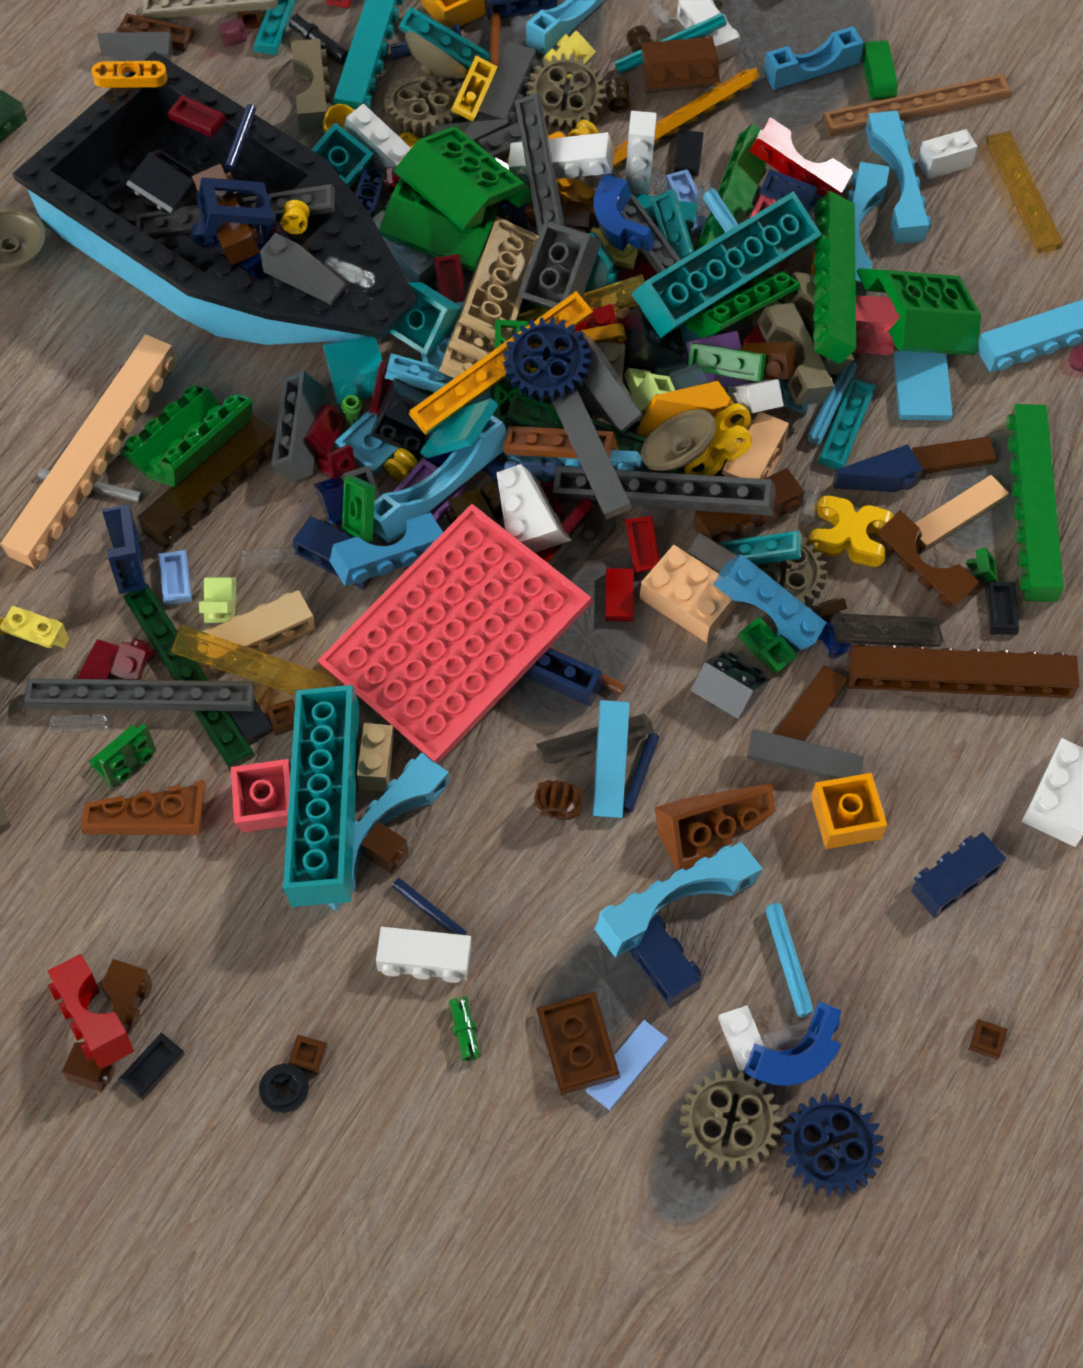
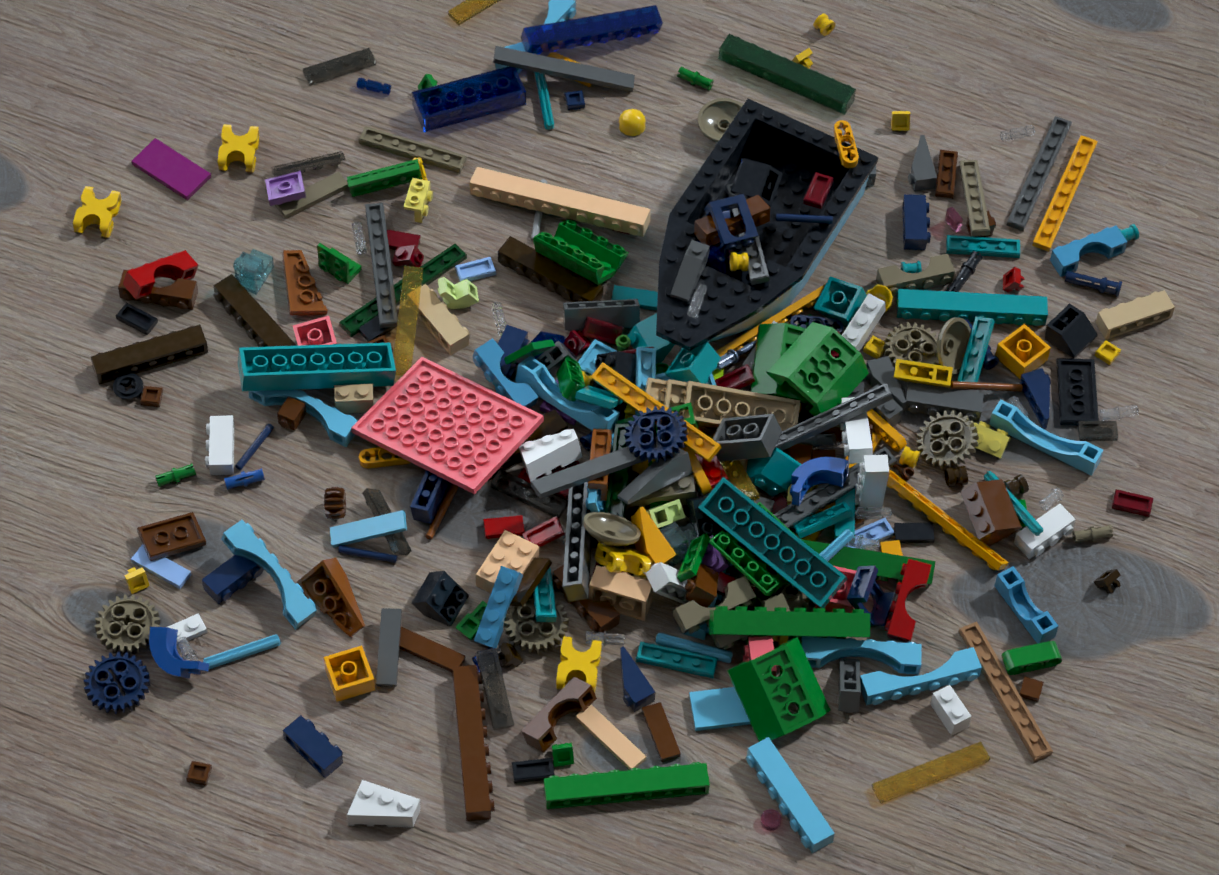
camera: 80 degrees right, 5 degrees down
(60, 59) = (900, 121): none -> yellow tile
(109, 874) = (253, 270): none -> clear light blue brick
(126, 555) = (467, 231): dark blue panel -> none
(201, 883) = (249, 314): none -> dark brown brick
(229, 70) = (915, 222): none -> dark blue brick
(231, 1050) = (149, 354): none -> dark brown brick
(269, 389) = (646, 298): none -> teal tile
(299, 83) = (911, 267): none -> teal bush
(409, 468) = (570, 378): none -> green beam
(484, 739) = (373, 463): none -> light orange beam
(488, 927) = (232, 482): none -> blue pin
(536, 467) = (586, 448): medium blue axle -> none
(650, 1102) = (136, 579): none -> yellow tile
(711, 174) = (891, 547): none -> light orange tile
(905, 246) = (849, 685): none -> dark grey slope
(917, 79) = (1031, 689): none -> reddish brown tile

